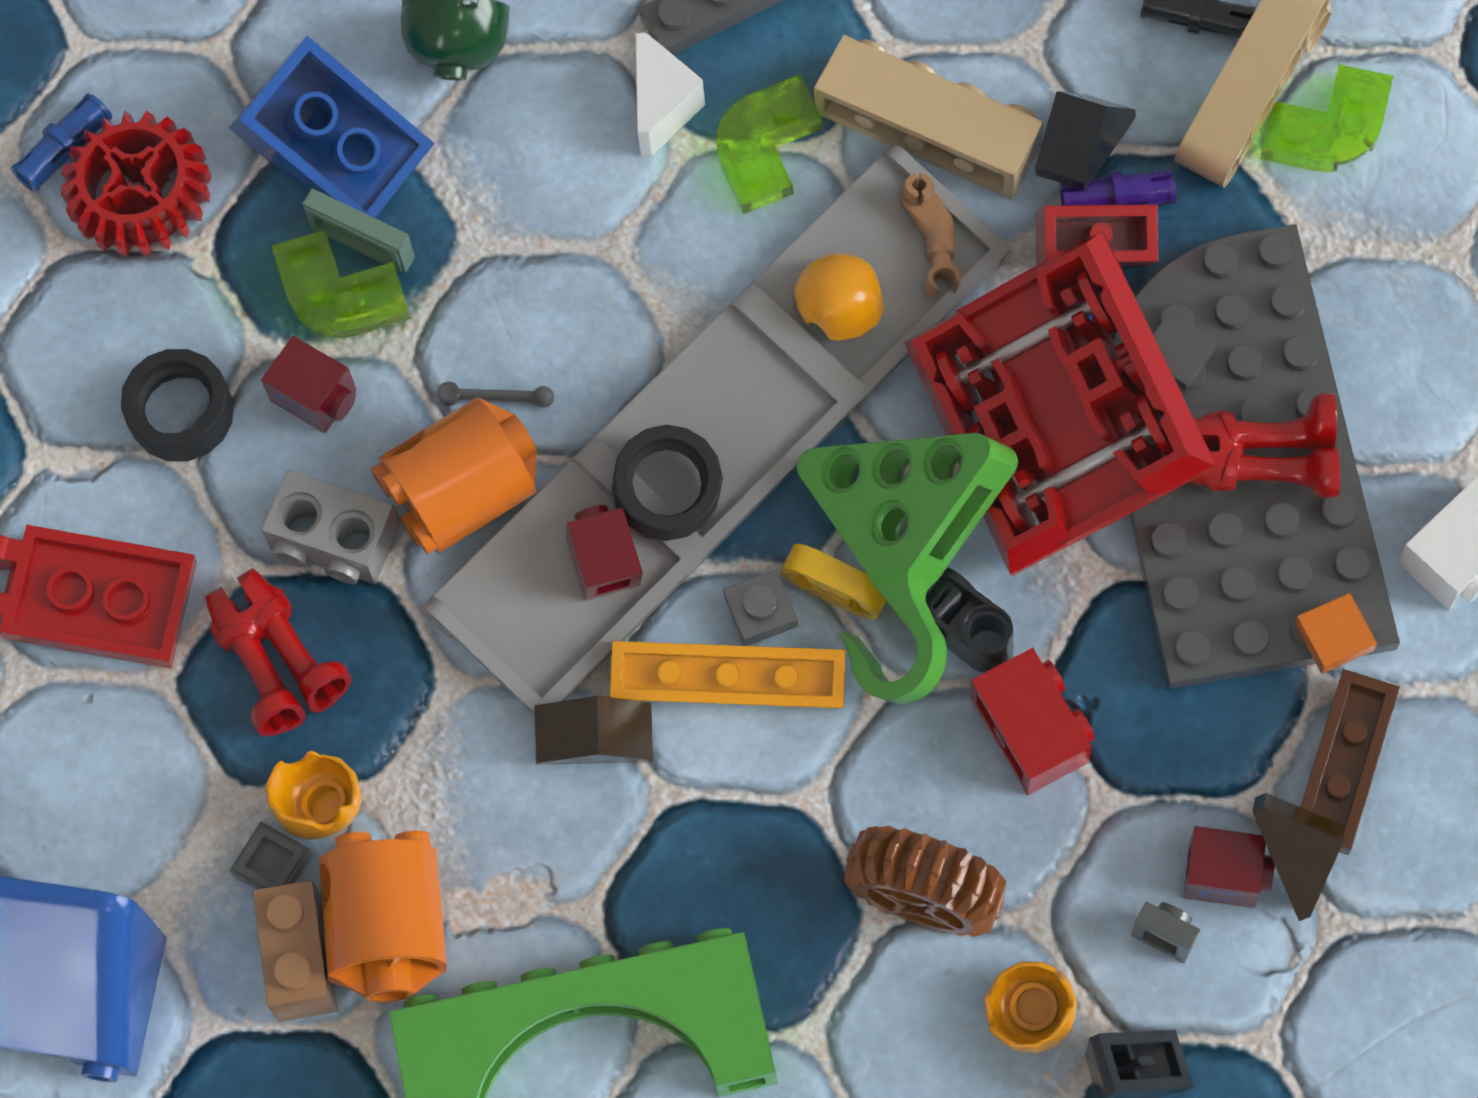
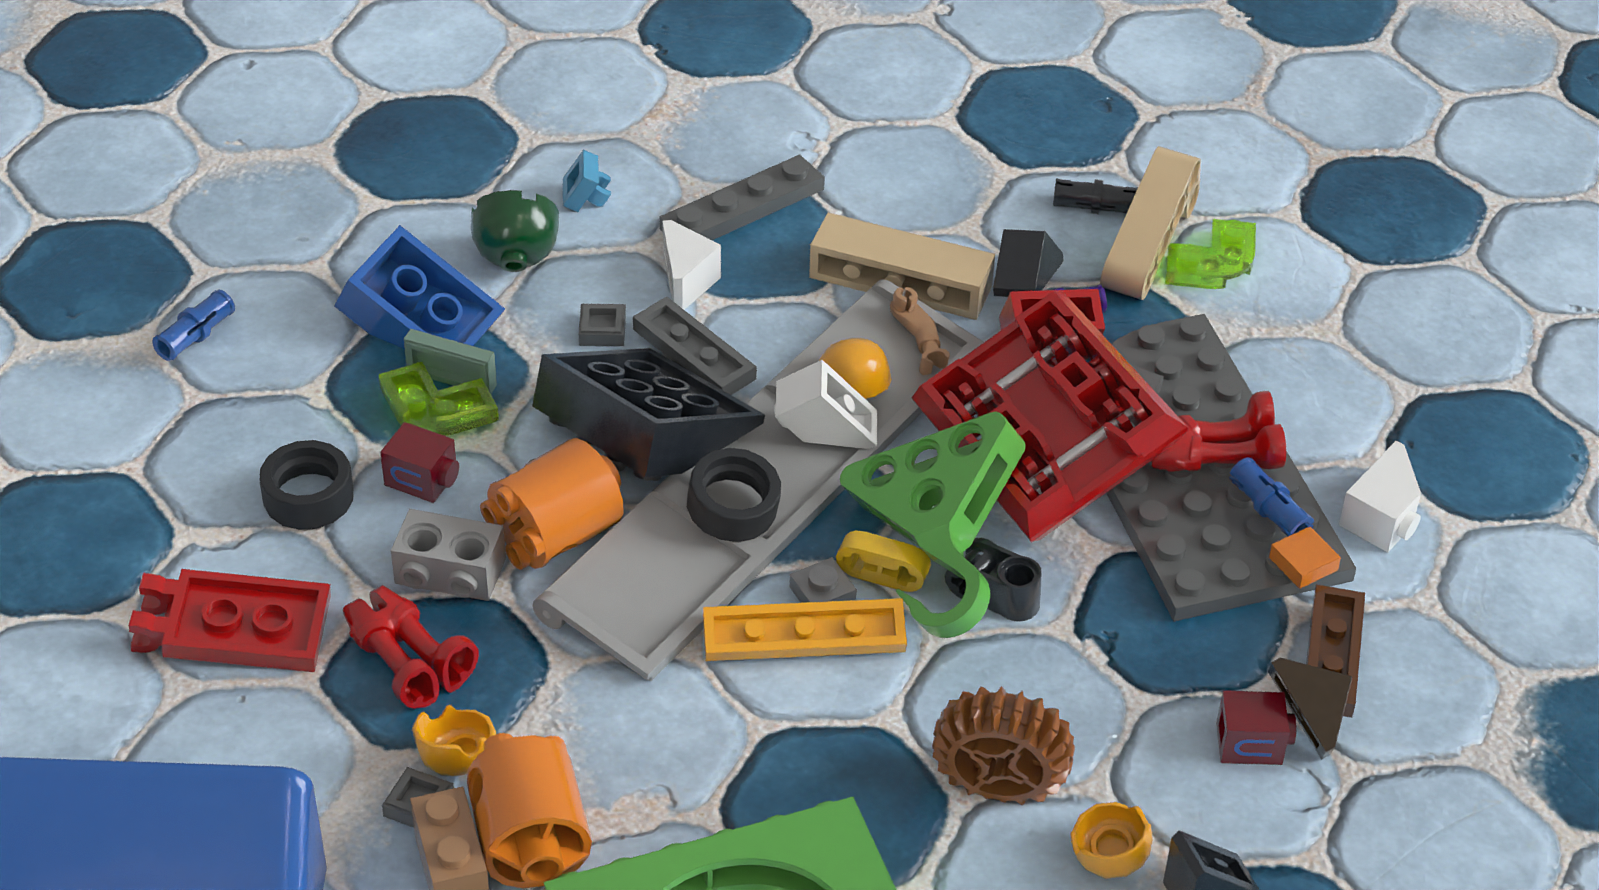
camera: 15 degrees left, 25 degrees down
(130, 213) = (259, 344): red gear -> none
(550, 175) = (602, 324): none -> dark grey tile
(579, 333) = (640, 408): none -> black slope
(593, 731) = (694, 675): dark brown slope -> none
(603, 551) = (687, 548): dark red brick -> none
(655, 228) = (694, 346): none -> dark grey plate
(750, 138) = (764, 293): clear neon green plate -> none
(794, 362) = (825, 408): none -> white slope
(1032, 720) = (1066, 641): red brick -> none
(1166, 930) = (1213, 777): dark grey plate -> none
(1311, 545) = (1270, 497): none -> blue pin

